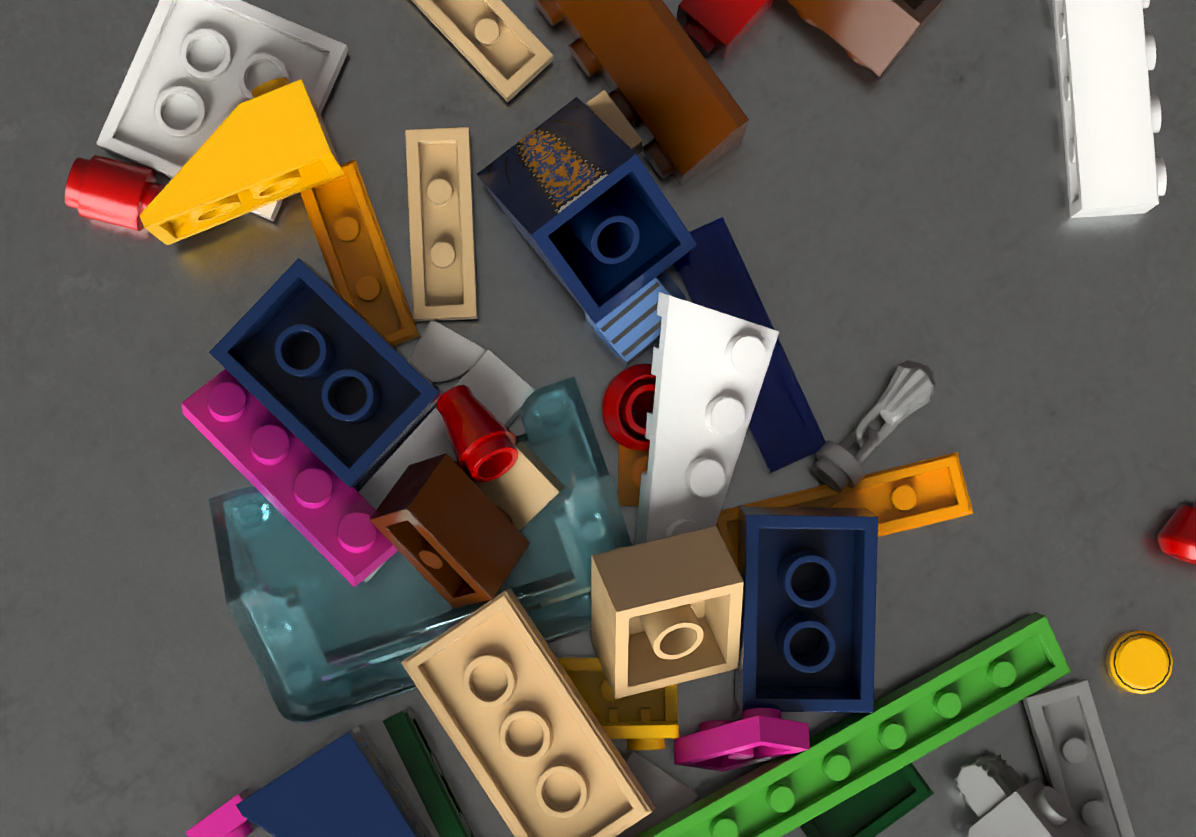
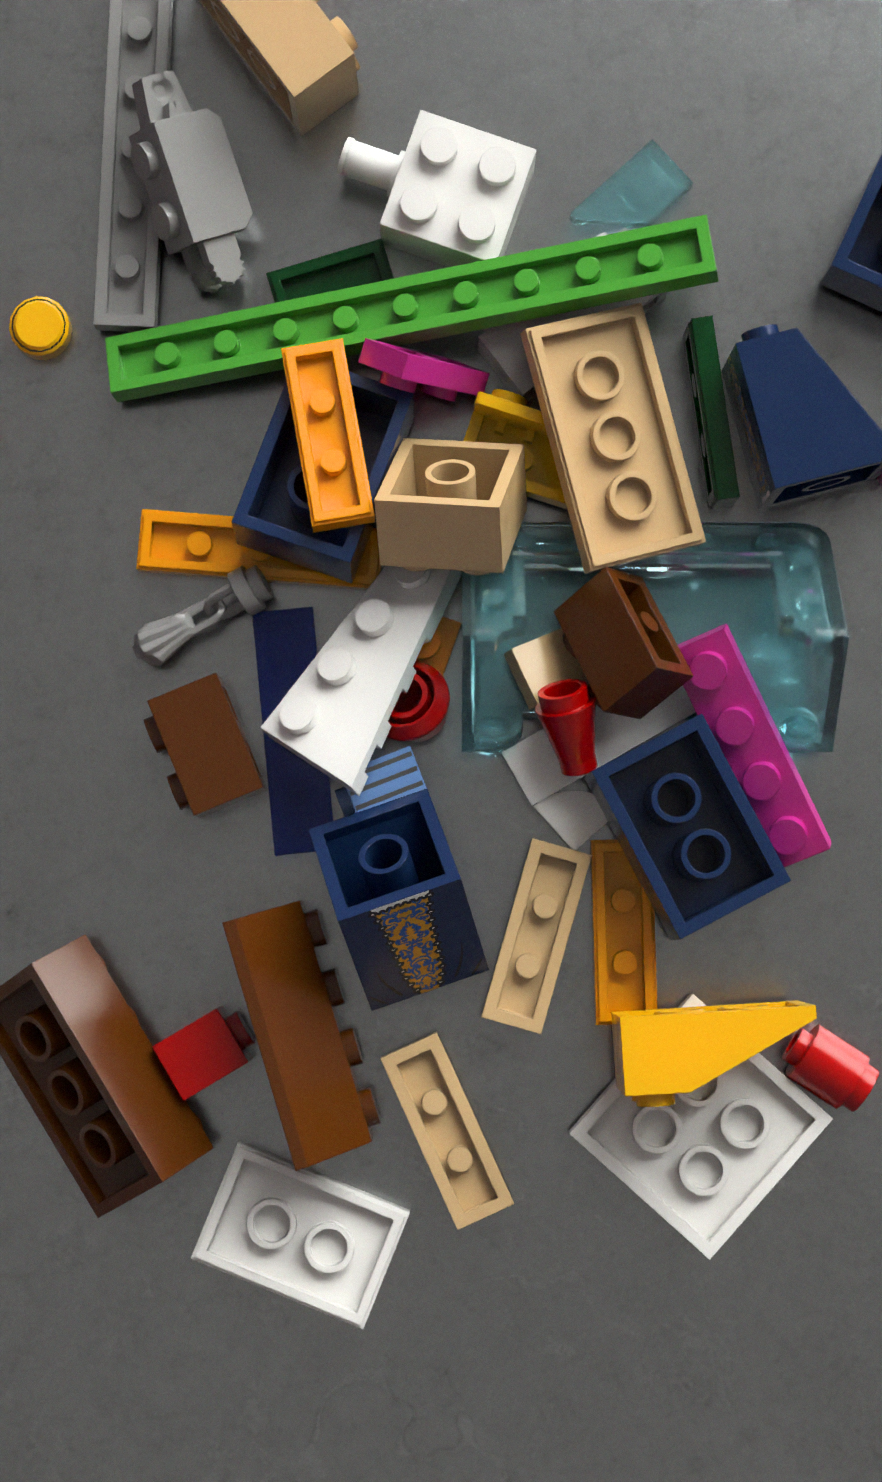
camera: 160 degrees left, 0 degrees up
(610, 114) = (345, 973): tan tile -> none
(813, 637) = (328, 435): none -> light orange tile
(827, 297) = (204, 745): none -> reddish brown brick

